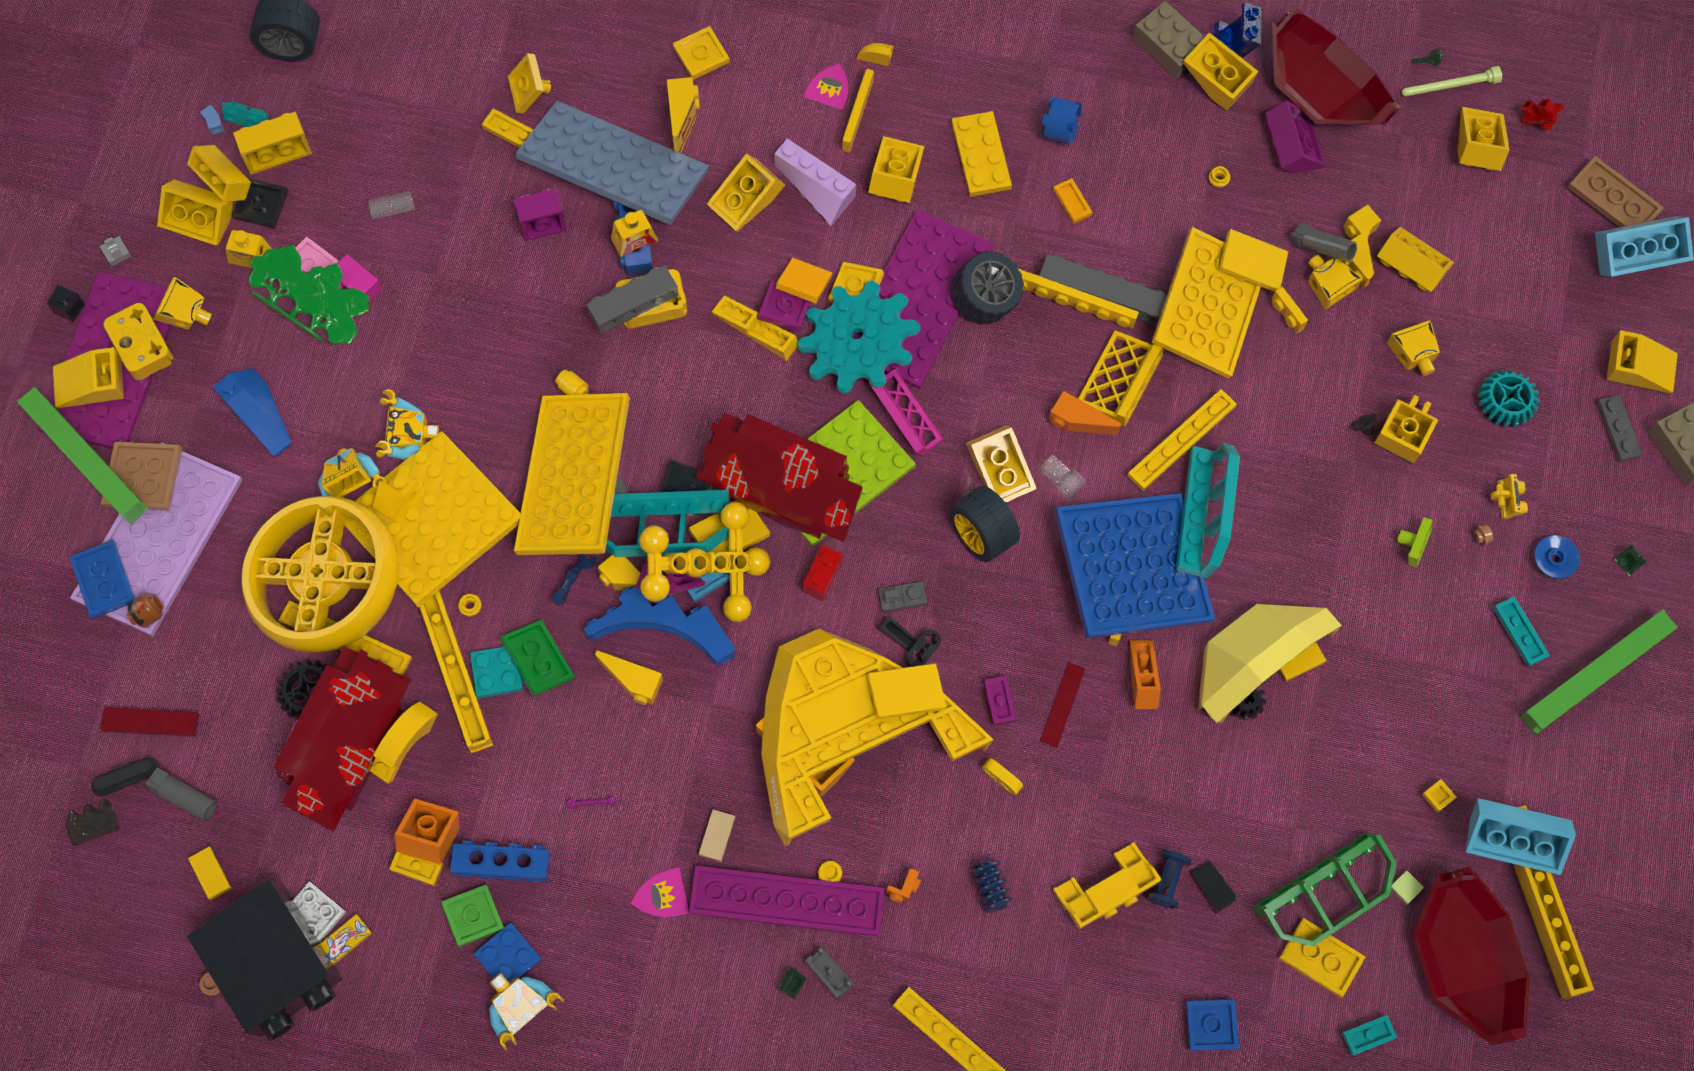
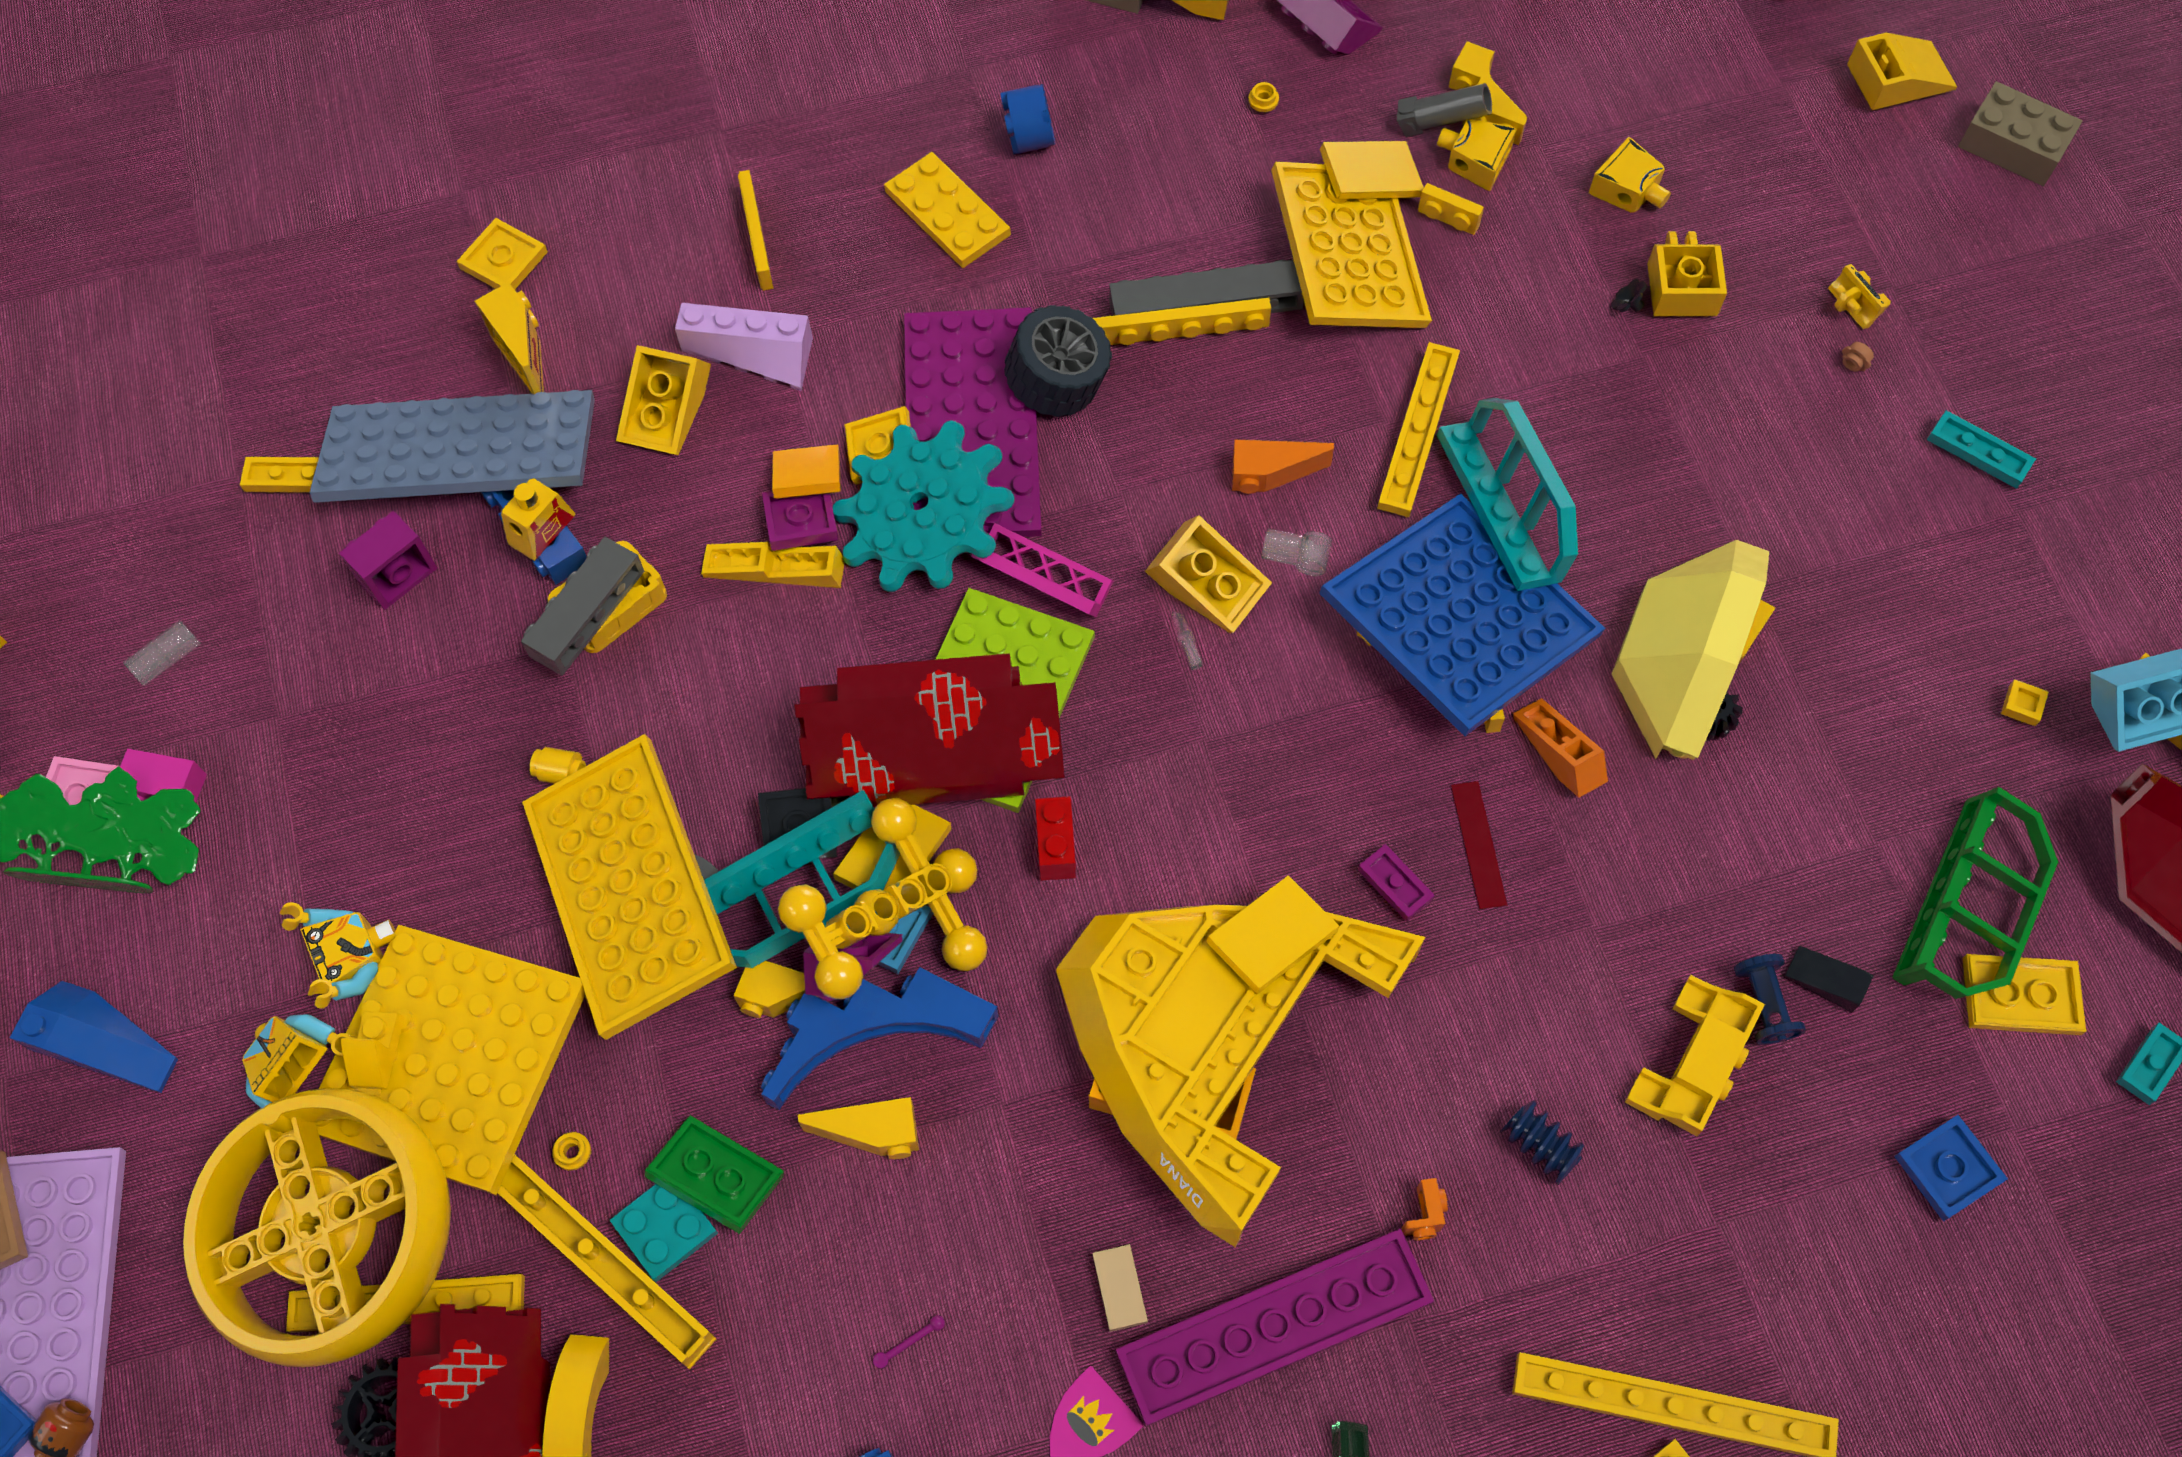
camera: 25 degrees left, 5 degrees down
(526, 83) = (277, 401): yellow tile -> none
(562, 594) = (702, 1027): dark blue piece -> none
(829, 87) = (699, 222): dark pink sticker -> none
(829, 973) = (1397, 1399): dark grey hinge -> none
(830, 871) = (1309, 1249): yellow tile -> none
(876, 53) = (738, 153): yellow brick -> none
(896, 169) = (849, 278): yellow slope -> none
(896, 632) = (1205, 867): black piece -> none
(902, 597) = (1181, 814): dark grey hinge -> none
(918, 645) = (1243, 868): black beam -> none
(984, 524) = (1238, 657): black wheel -> none
(1002, 776) = (1463, 983): yellow beam -> none
(1072, 201) = (1098, 211): light orange tile -> none
(1139, 379) = (1319, 380): yellow fence -> none
(1406, 887) = (2067, 841): yellowish green tile -> none
(1415, 259) = (1561, 81): yellow slope -> none
(1416, 541) = (1785, 404): lime tile -> none
(1499, 385) = (1777, 184): teal gear -> none
(1563, 550) = (1961, 338): blue dish -> none
(1598, 672) = (2104, 450): bright green tile -> none
(1619, 428) = (1925, 157): dark grey plate -> none
(1630, 560) = (2046, 298): clear green slope -> none

